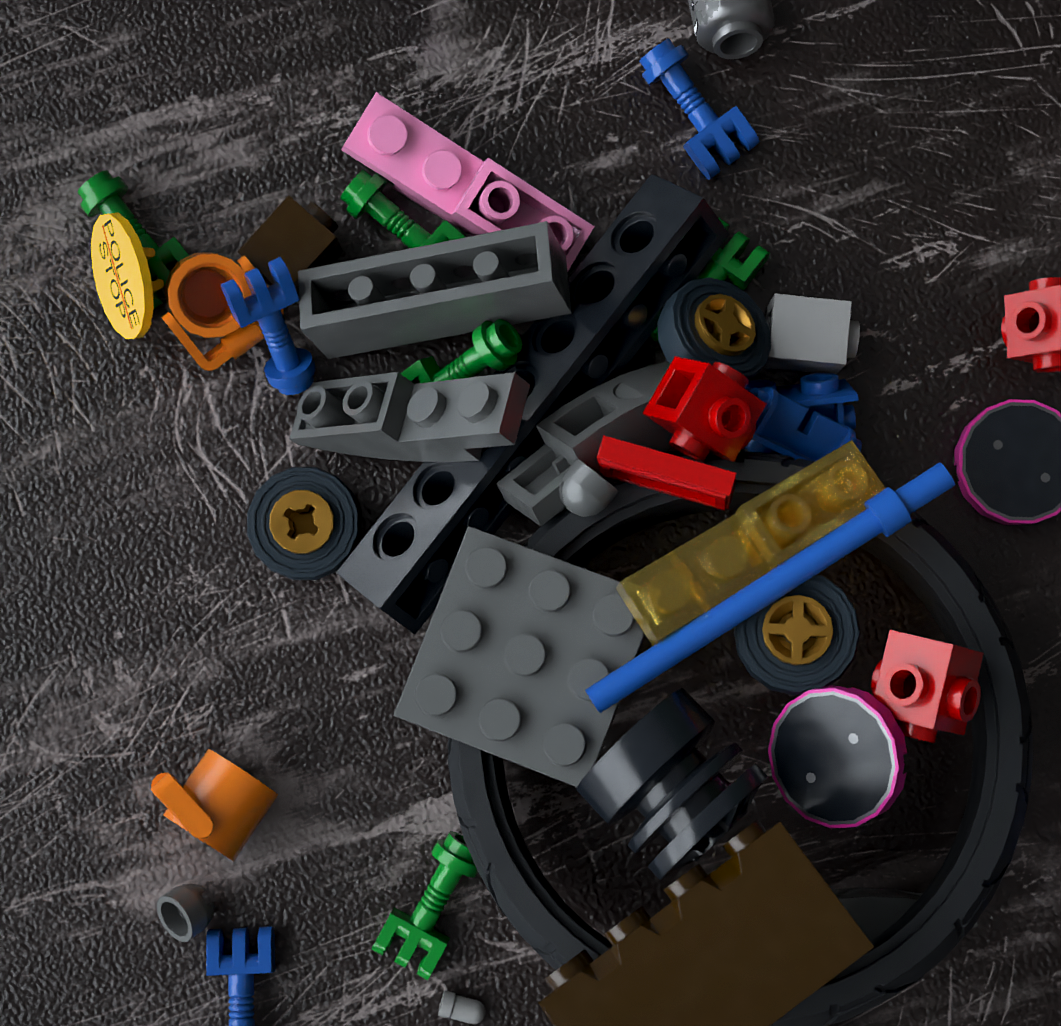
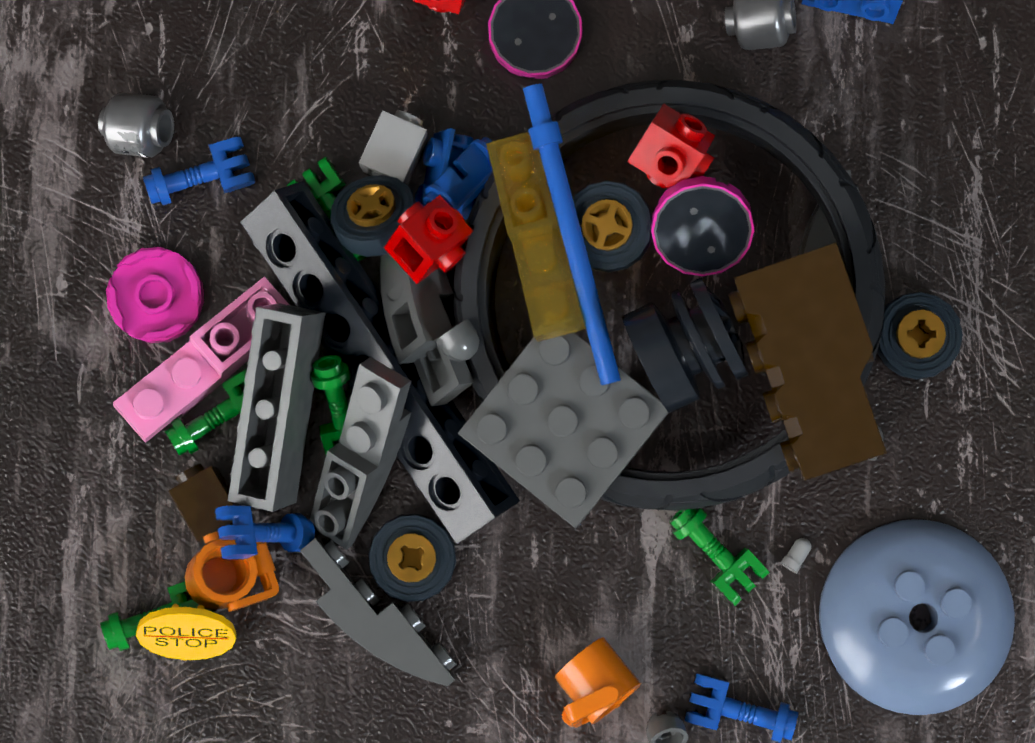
camera: 75 degrees left, 0 degrees up
(197, 524) = (387, 634): none -> dark grey slope
(529, 104) = (155, 295): none -> dark pink tile
(666, 473) = (466, 280): red tile -> none

